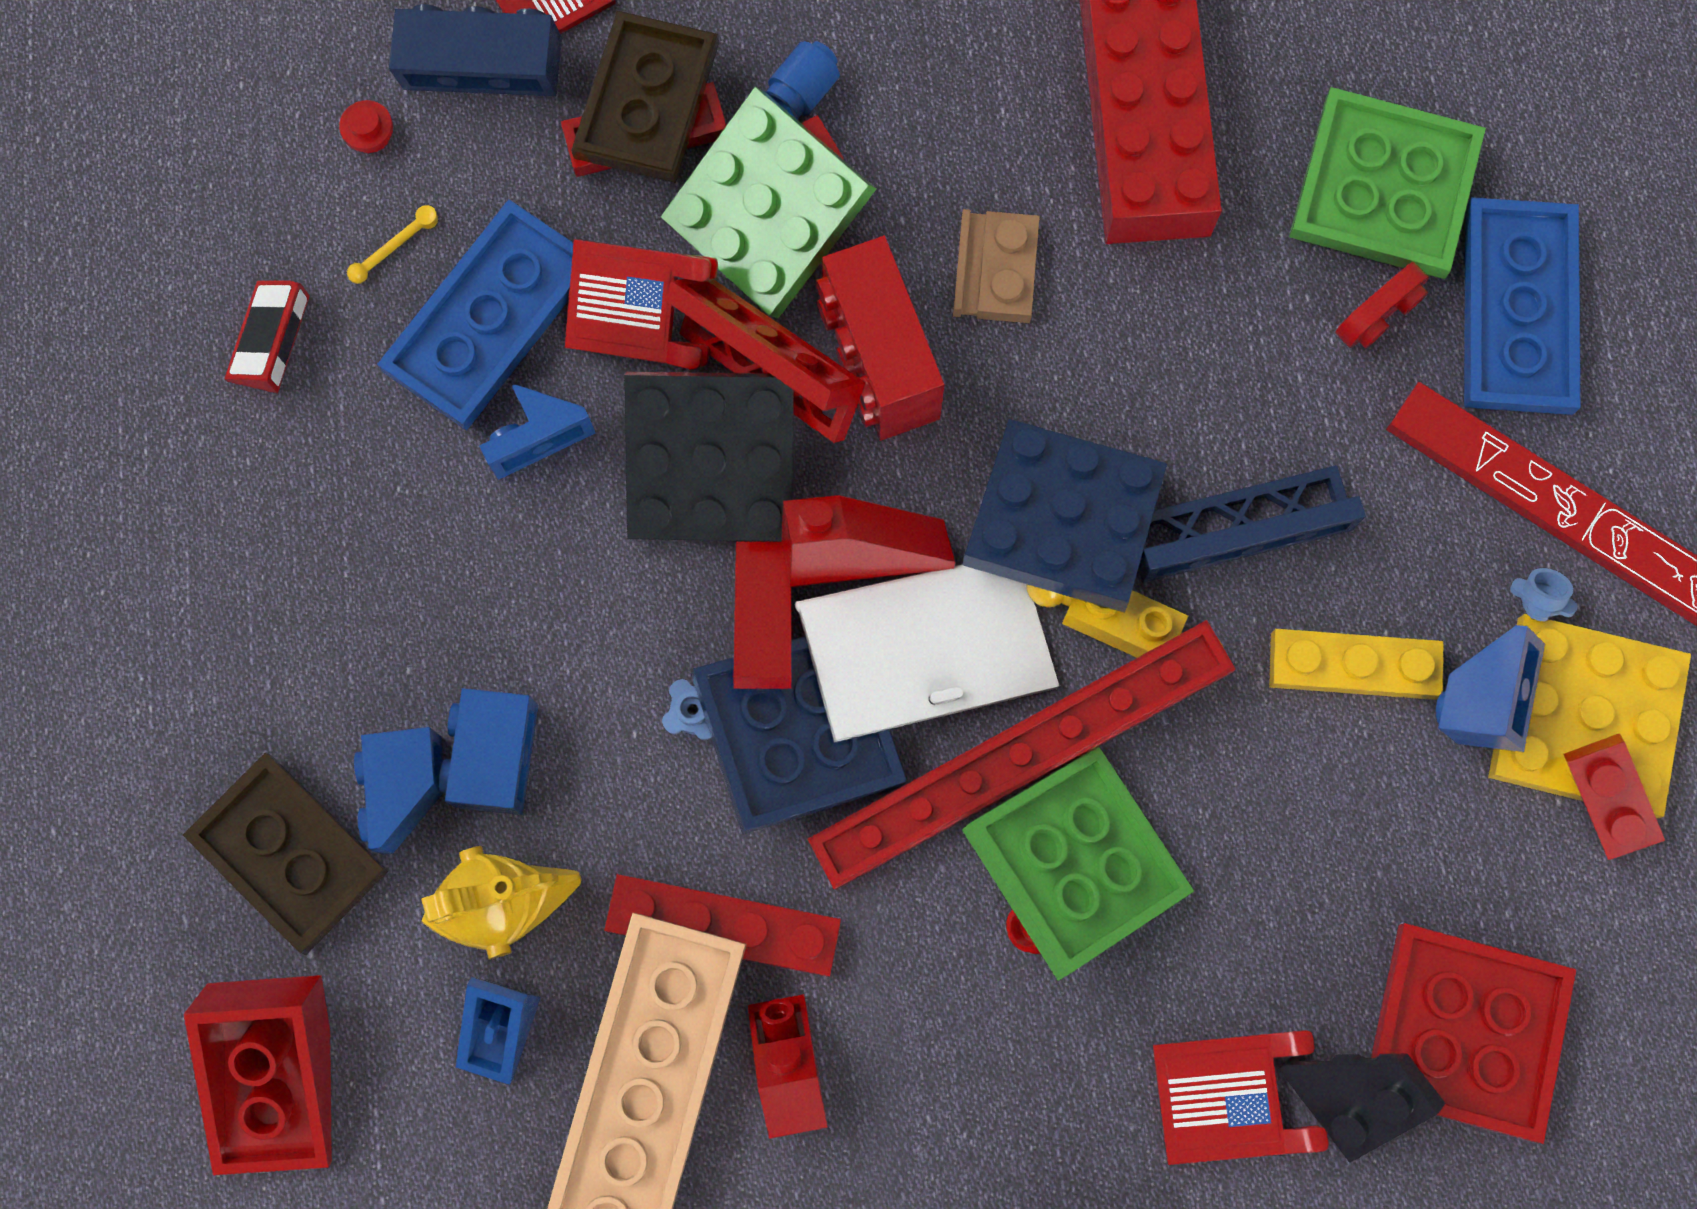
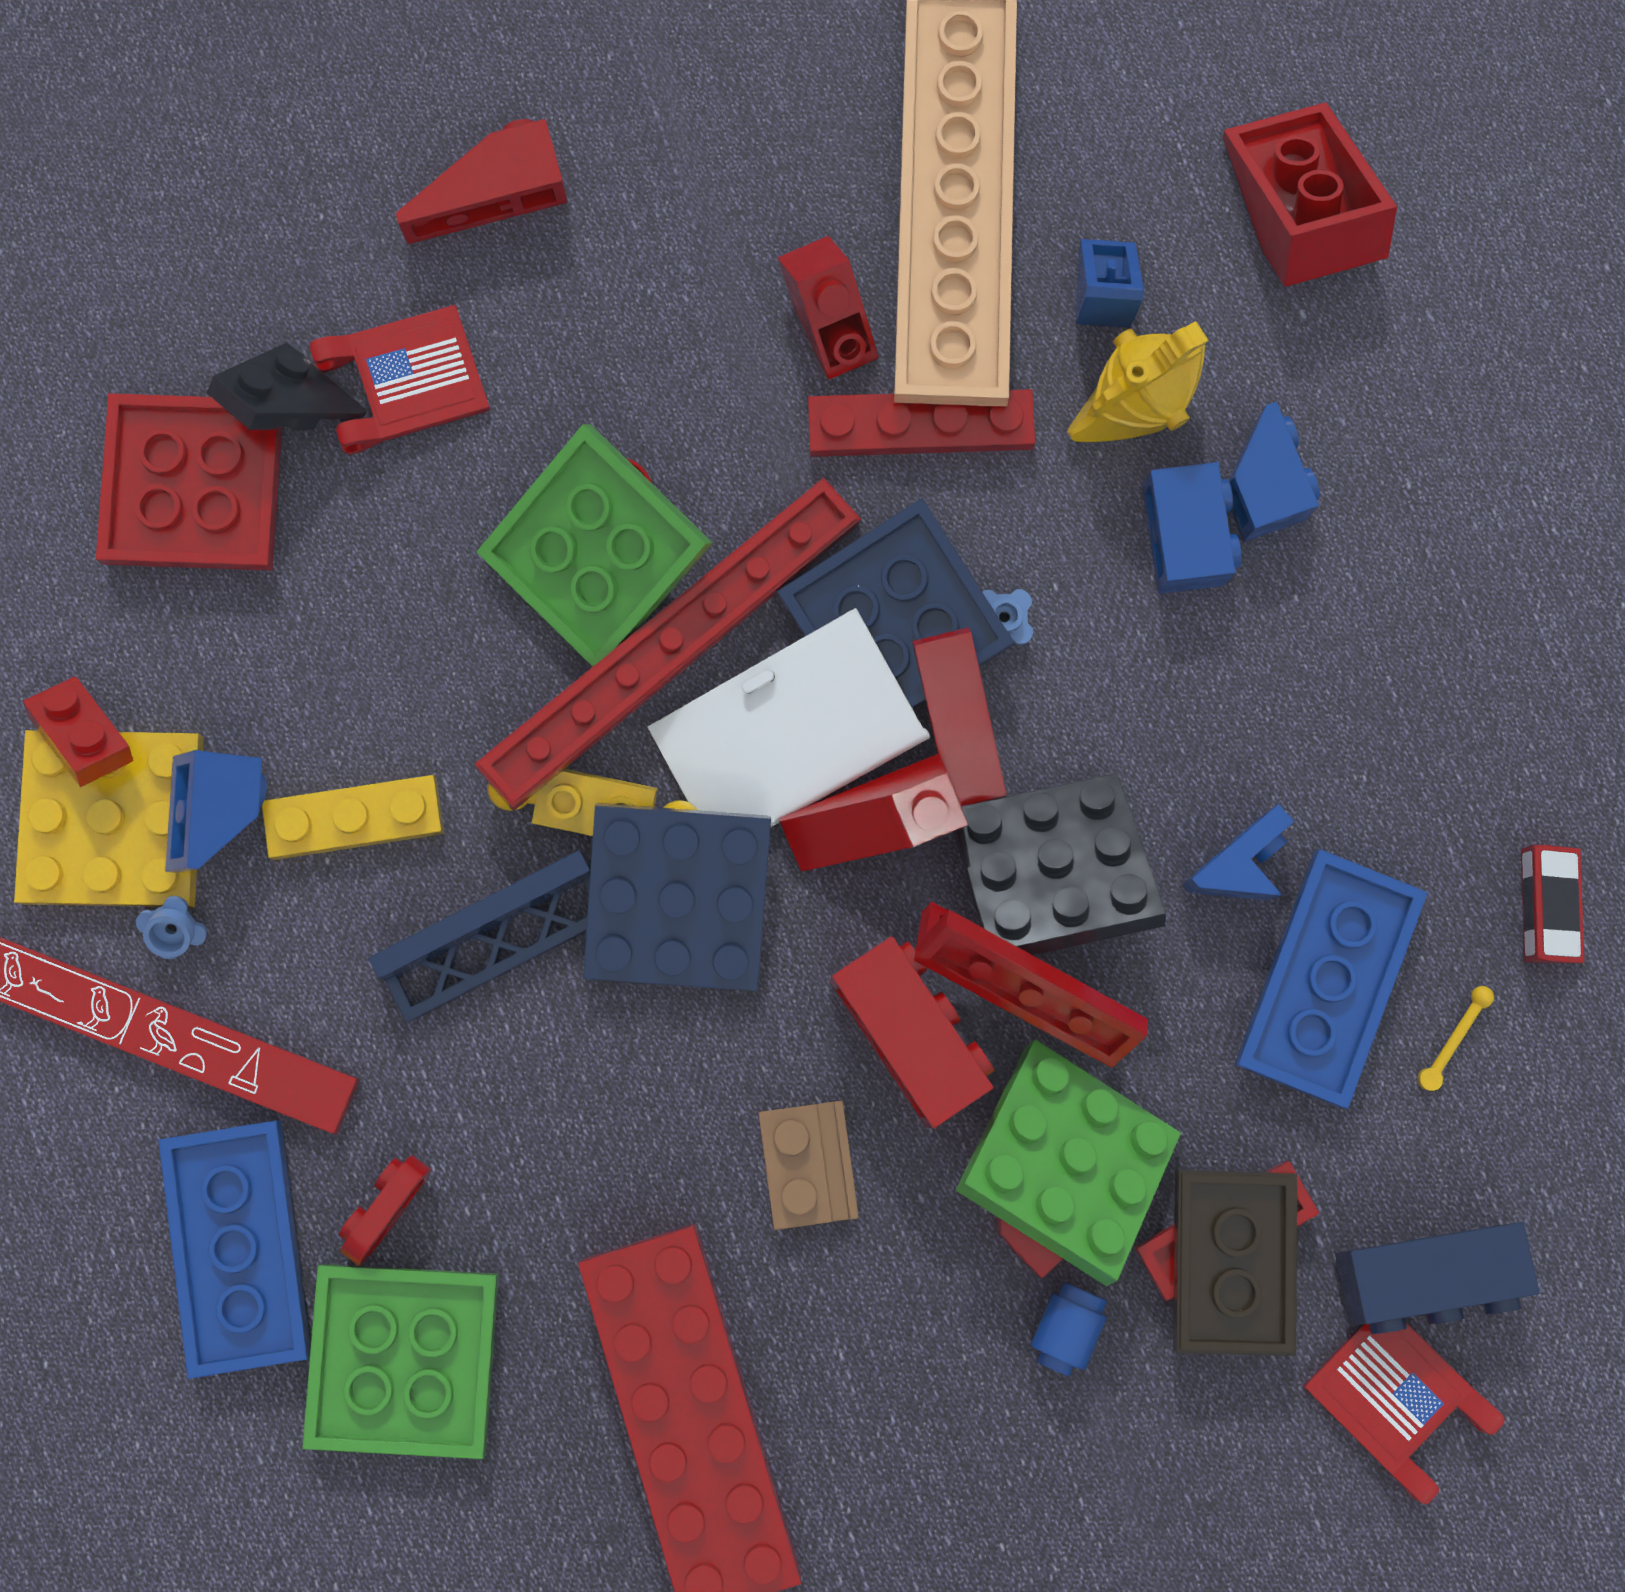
camera: 160 degrees right, 5 degrees up
(285, 853) = (1357, 391): dark brown plate -> none
(366, 126) = (1528, 1164): red plate -> none
(621, 302) = (1194, 1018): red flag -> none

